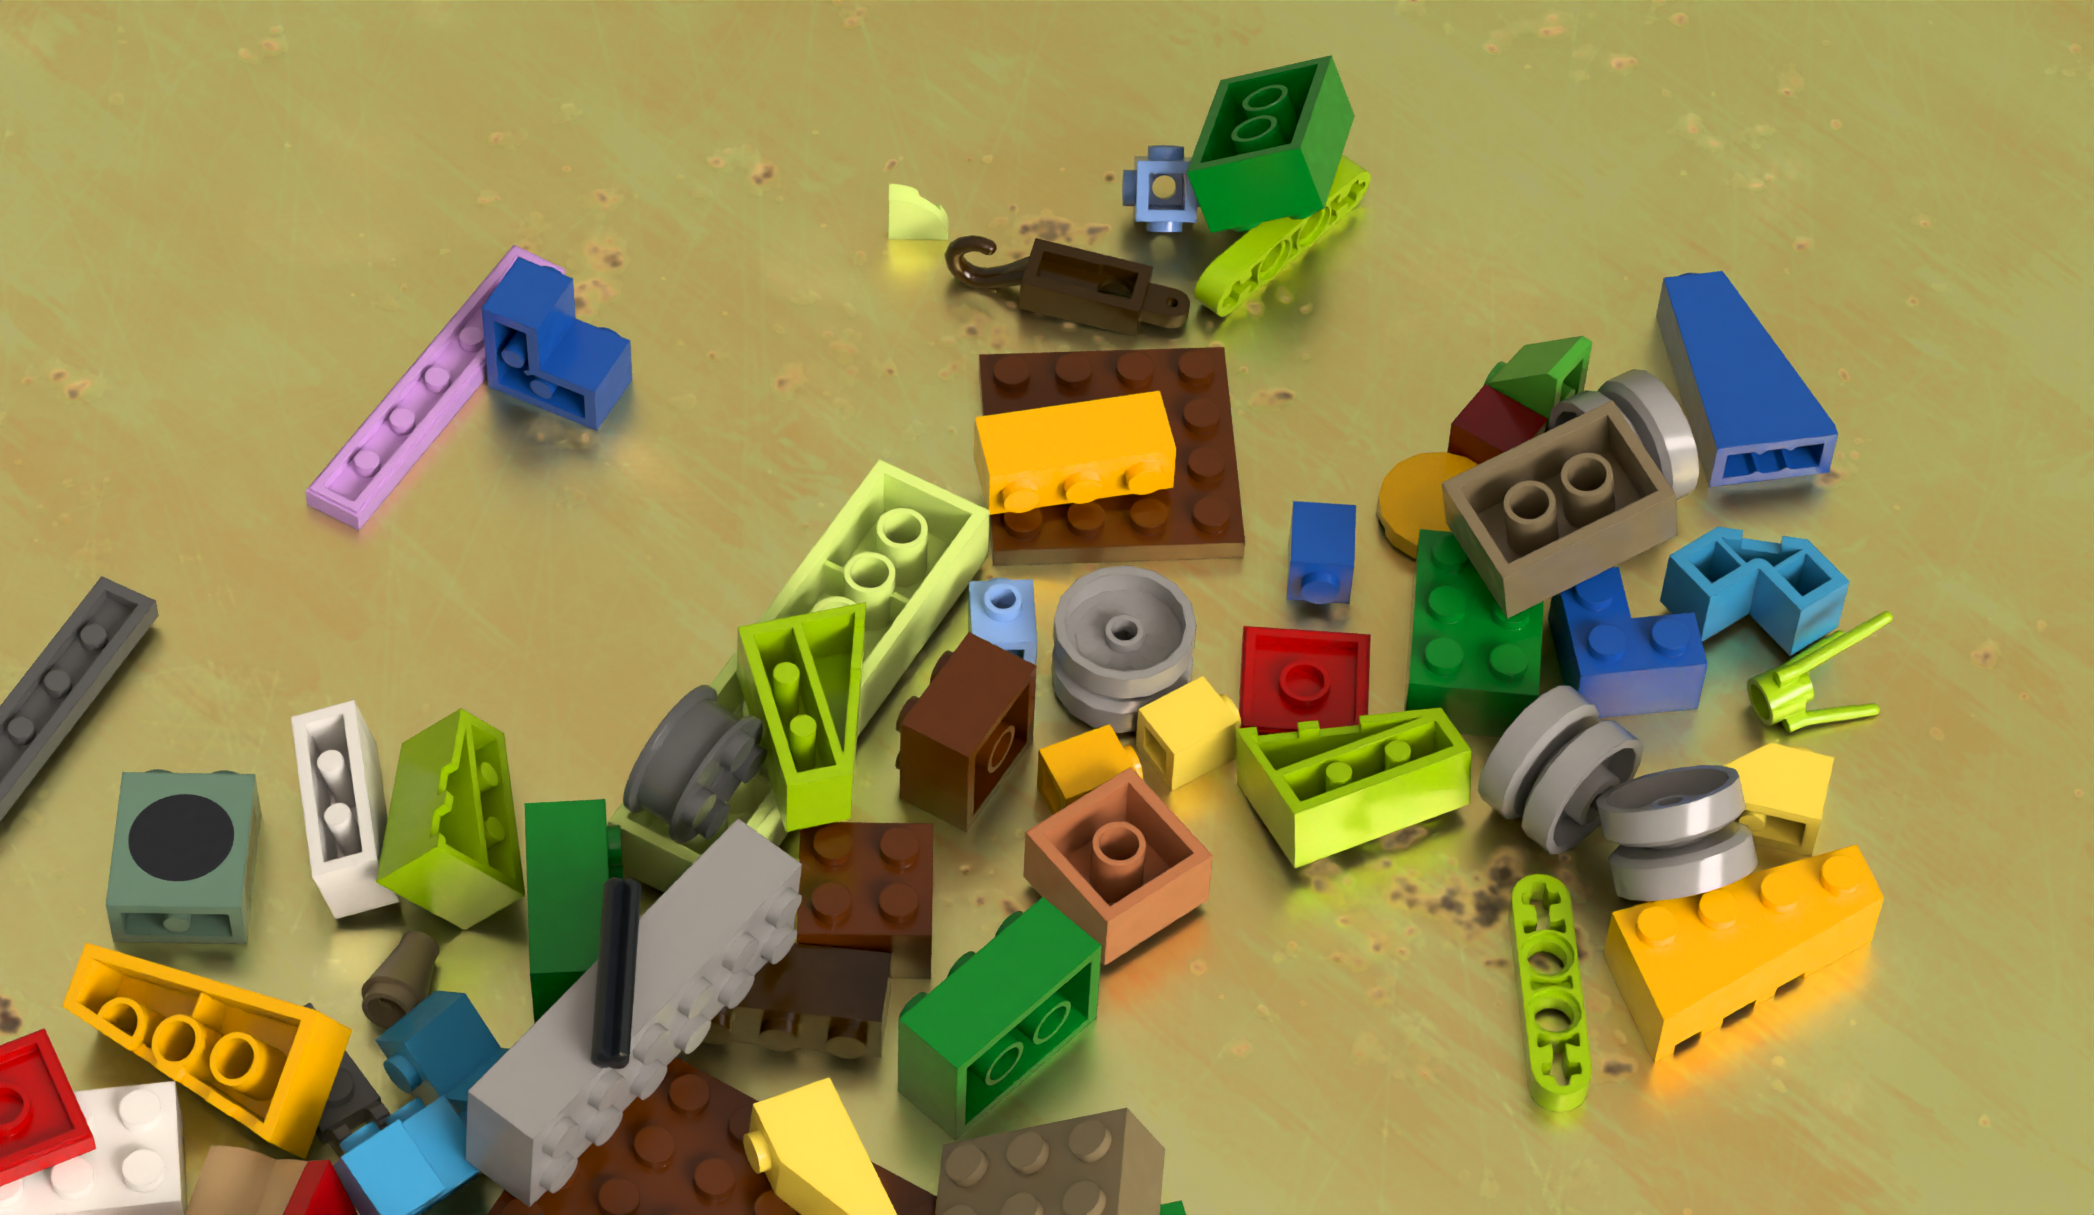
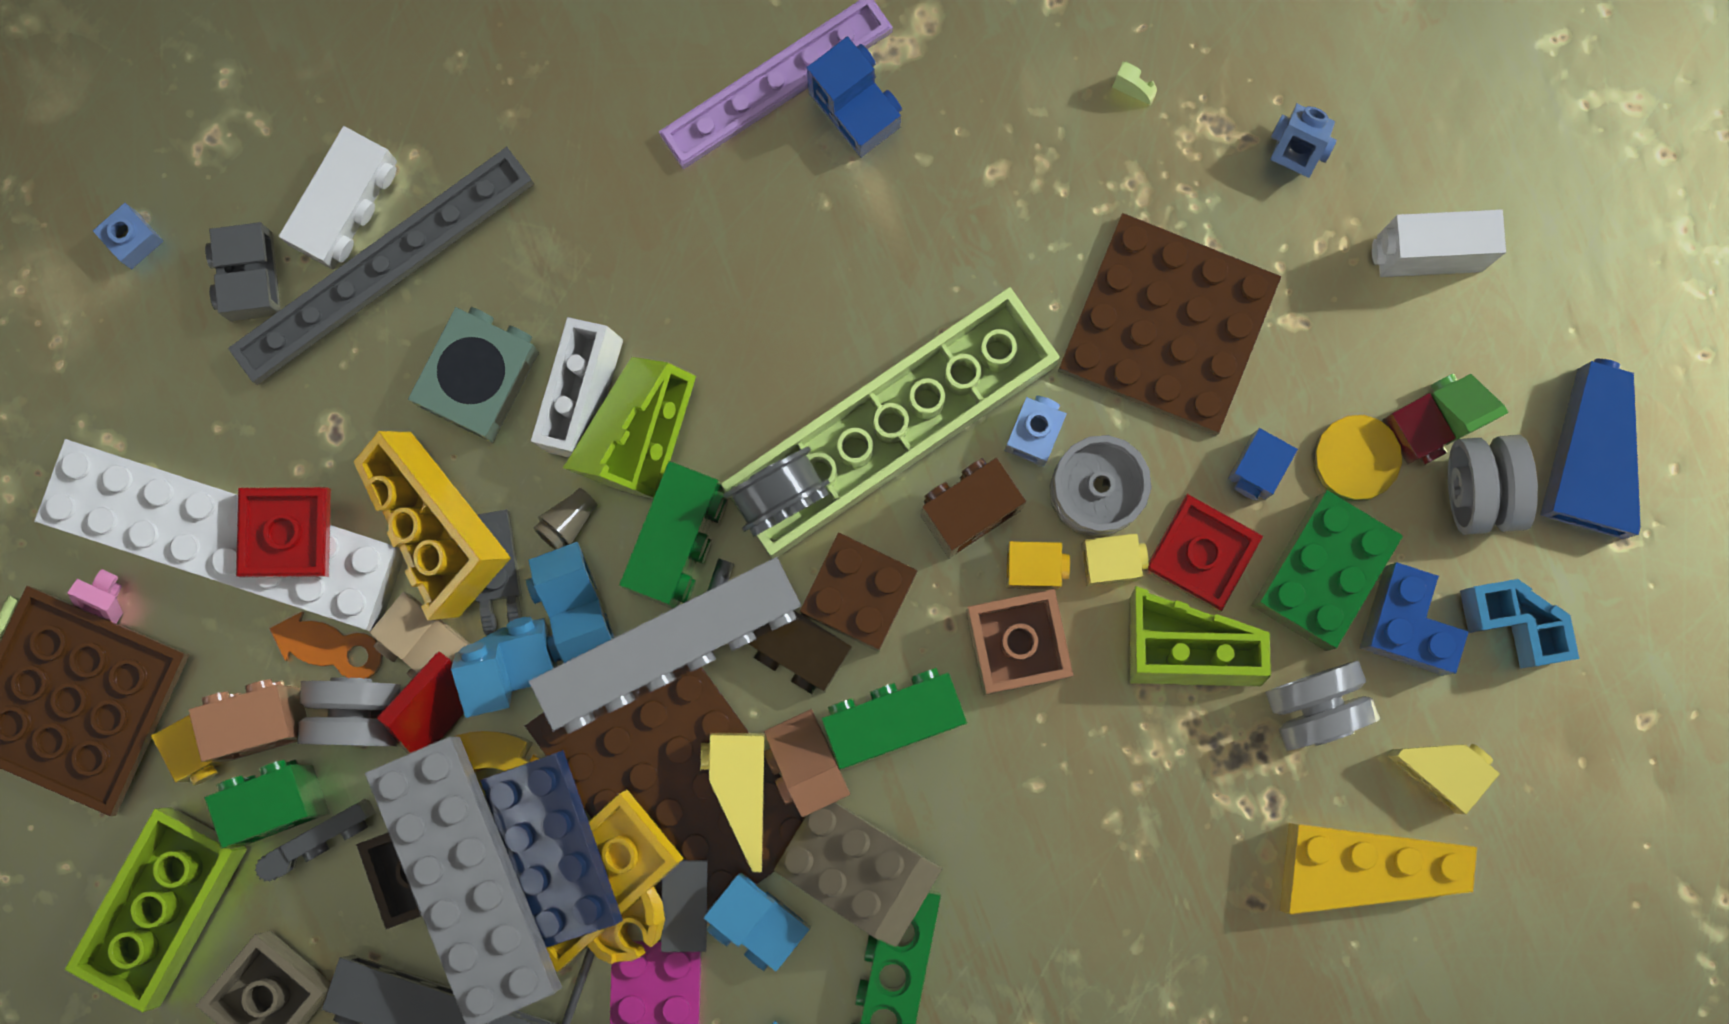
camera: 30 degrees right, 30 degrees up
(616, 973) = (649, 642): black axle -> none
(806, 690) = (868, 472): lime wedge -> none
(911, 1112) = (805, 763): none -> nougat brick
(1066, 285) = (1205, 180): dark brown piece -> none
(1074, 452) = (1138, 332): yellow brick -> none
(1271, 145) = (1385, 146): green brick -> none
(1275, 244) = (1364, 205): lime beam -> none
(1400, 226) = (1440, 243): none -> white brick
(1552, 991) = (1233, 835): lime beam -> none
(1560, 508) = (1414, 542): dark tan brick -> none
(1677, 833) = (1368, 790): light grey wheel -> none
(1785, 690) = (1498, 697): lime plant -> none

